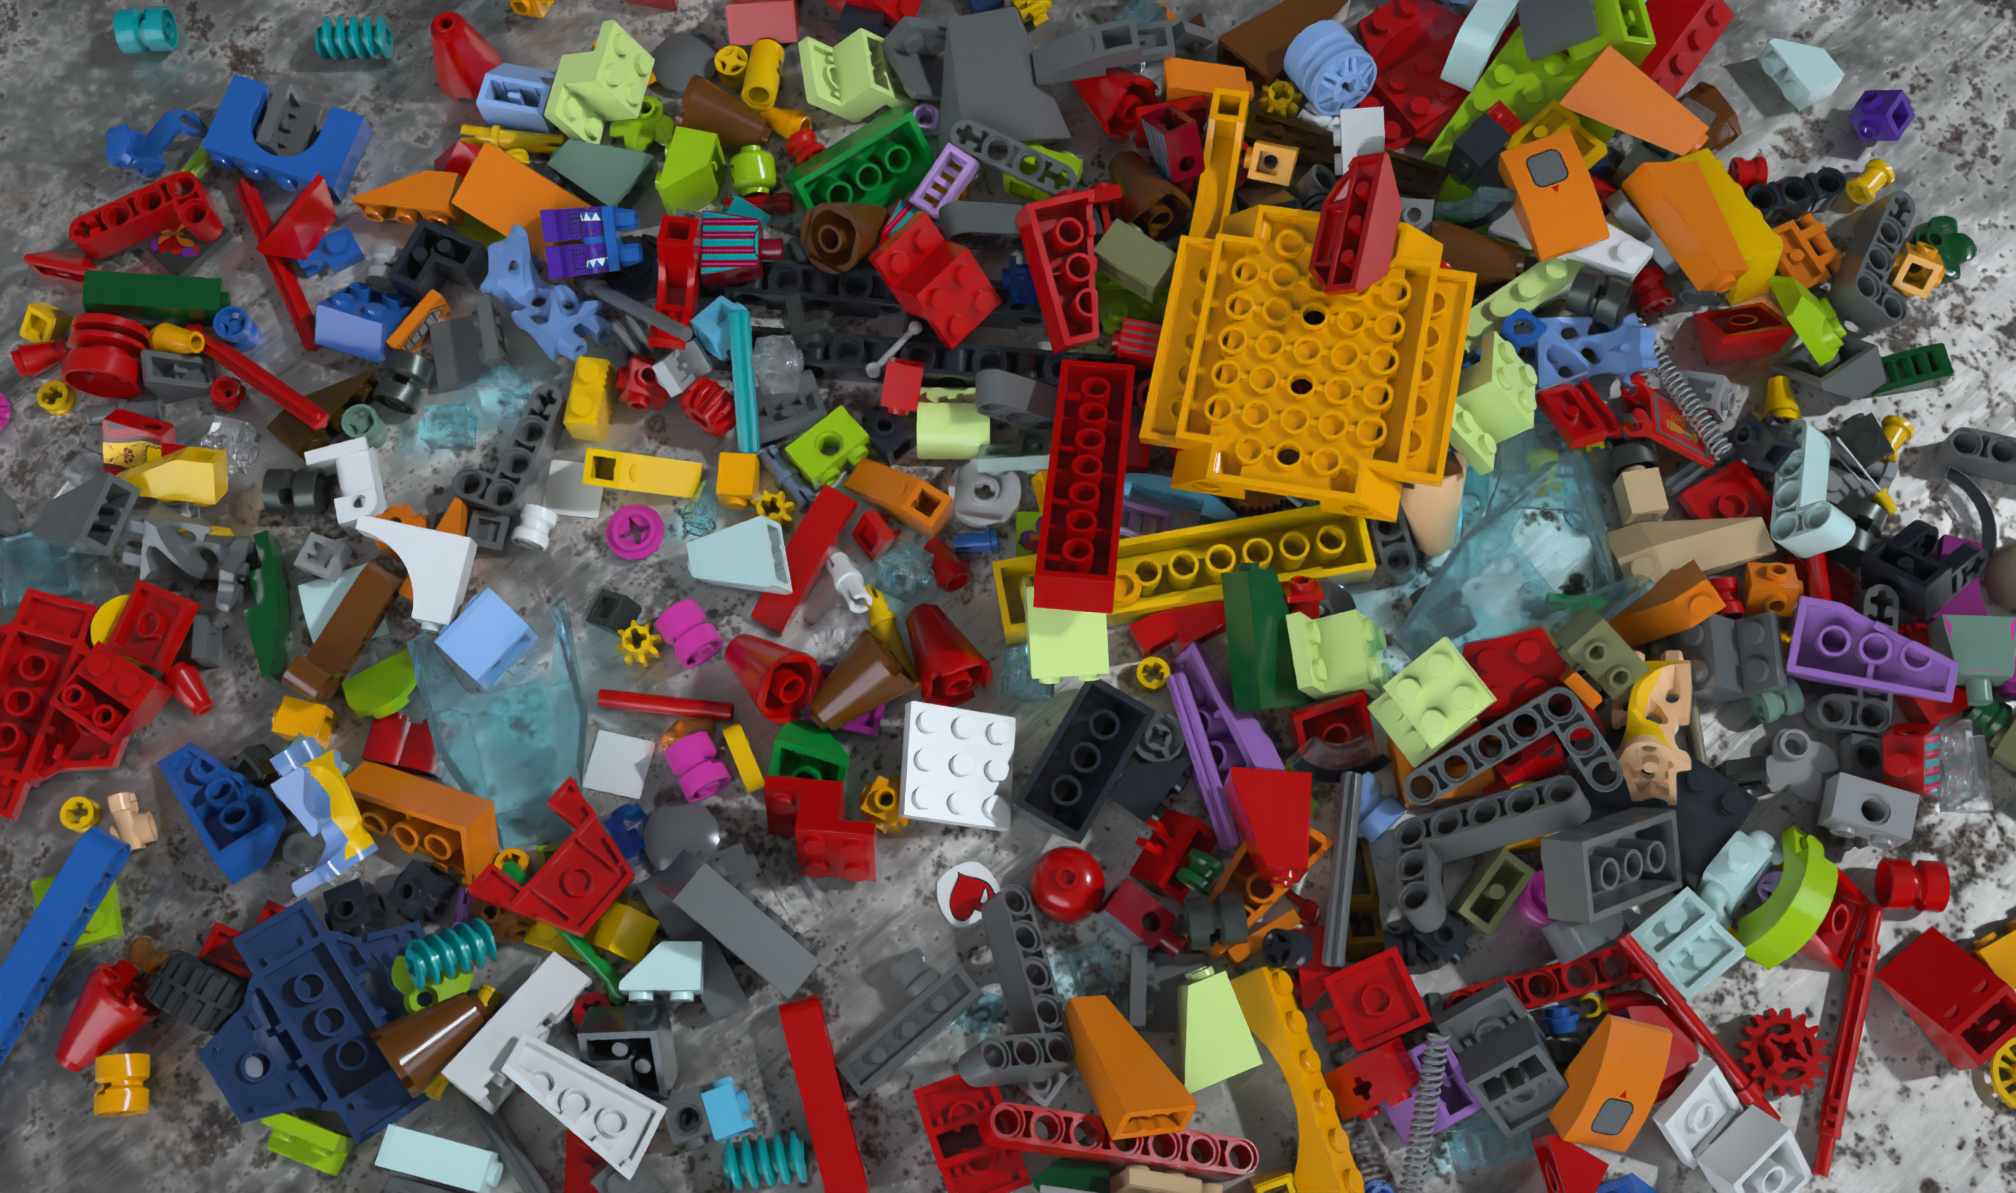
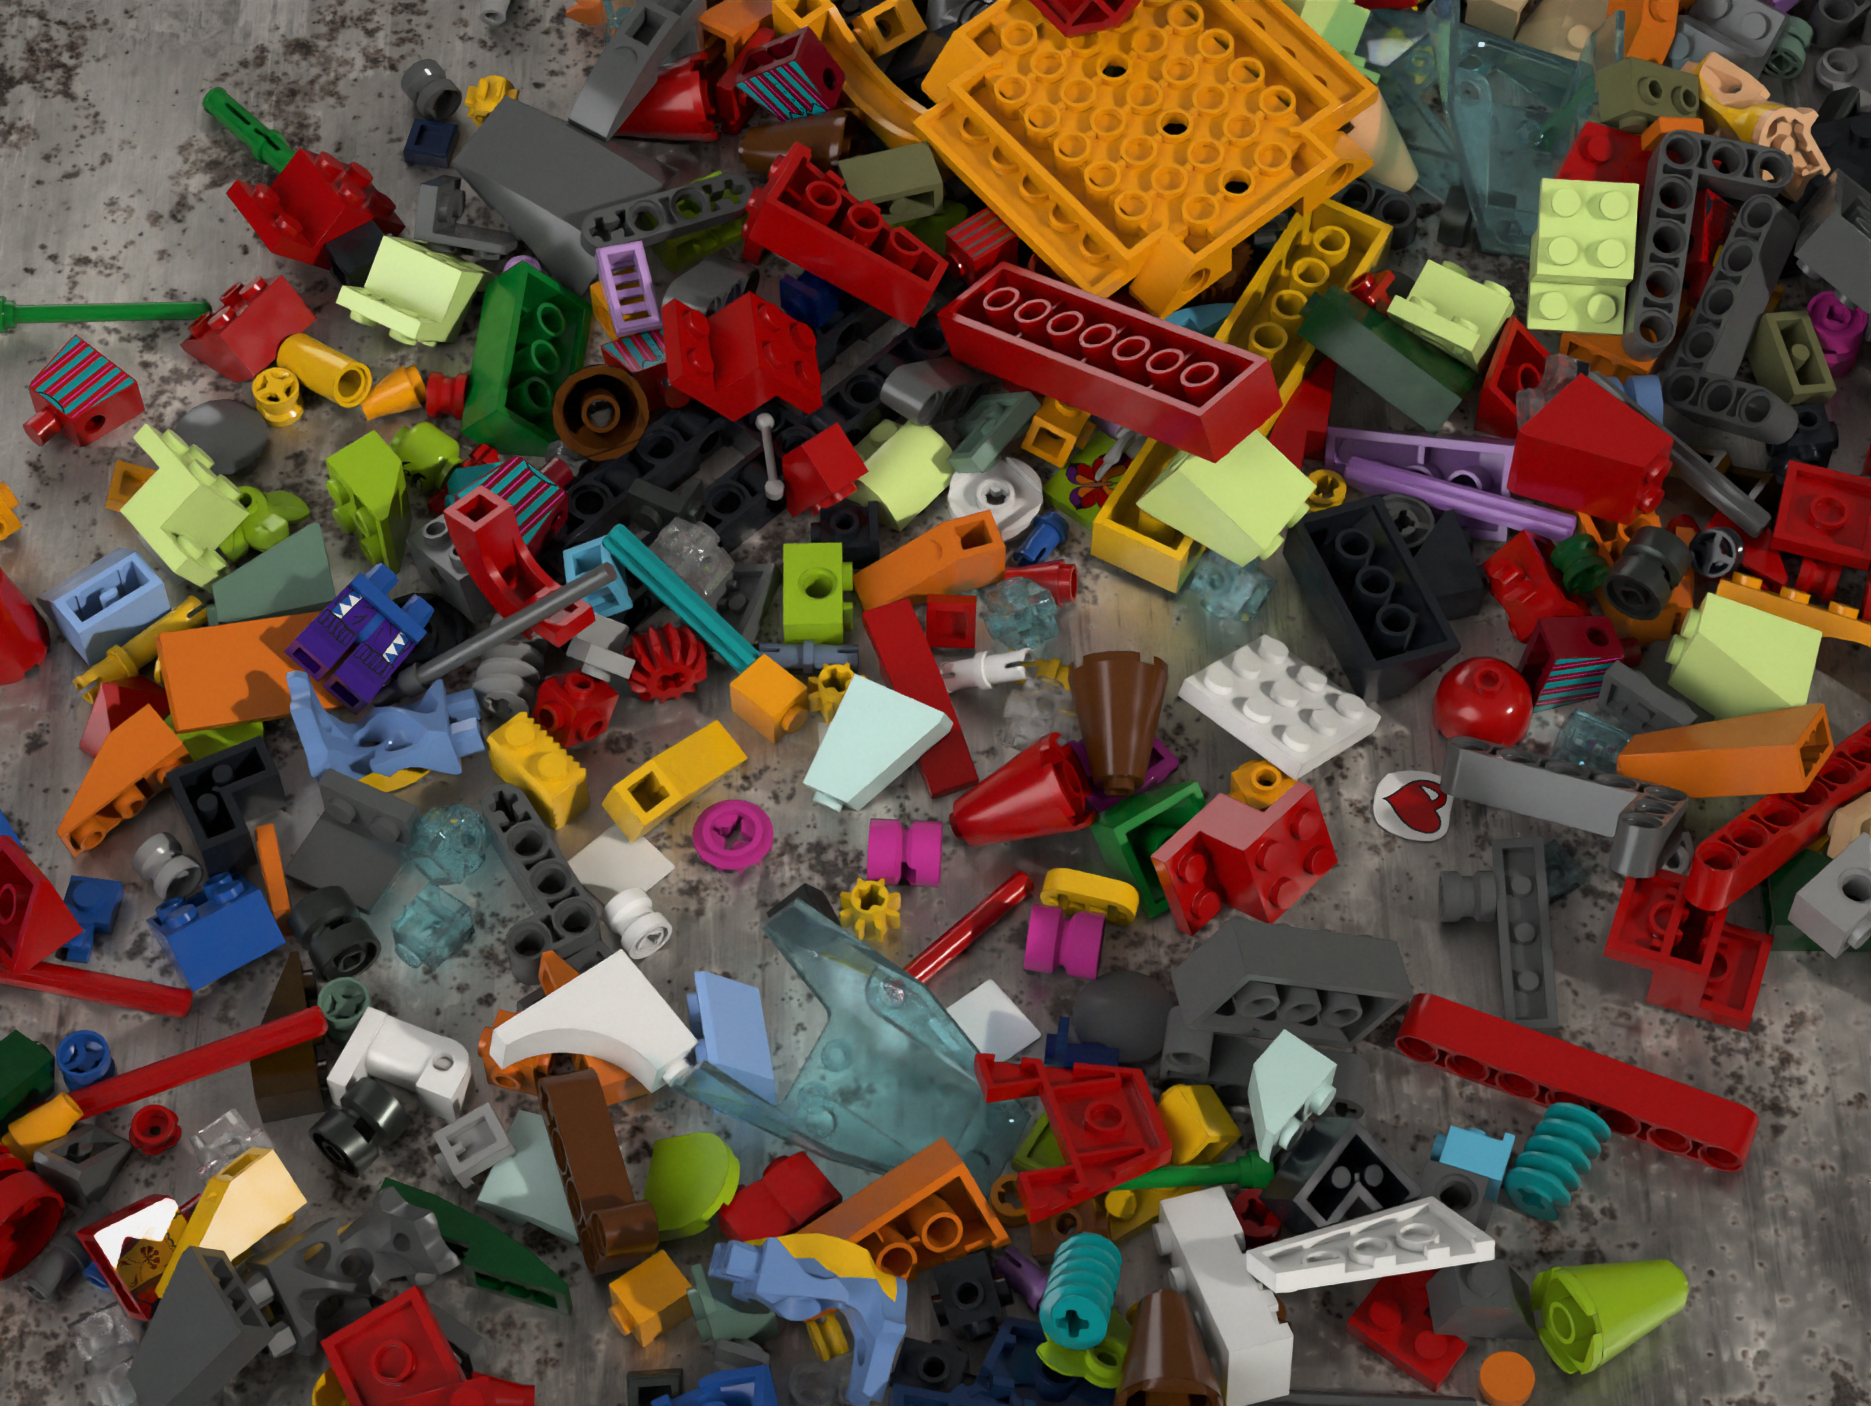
camera: 55 degrees left, 15 degrees down
(686, 727) = (1006, 936): clear orange arm -> none
(702, 511) = (772, 757): clear light blue cone -> none
(715, 111) = (313, 433): reddish brown cone -> none
(944, 658) = (1158, 628): red cone -> none

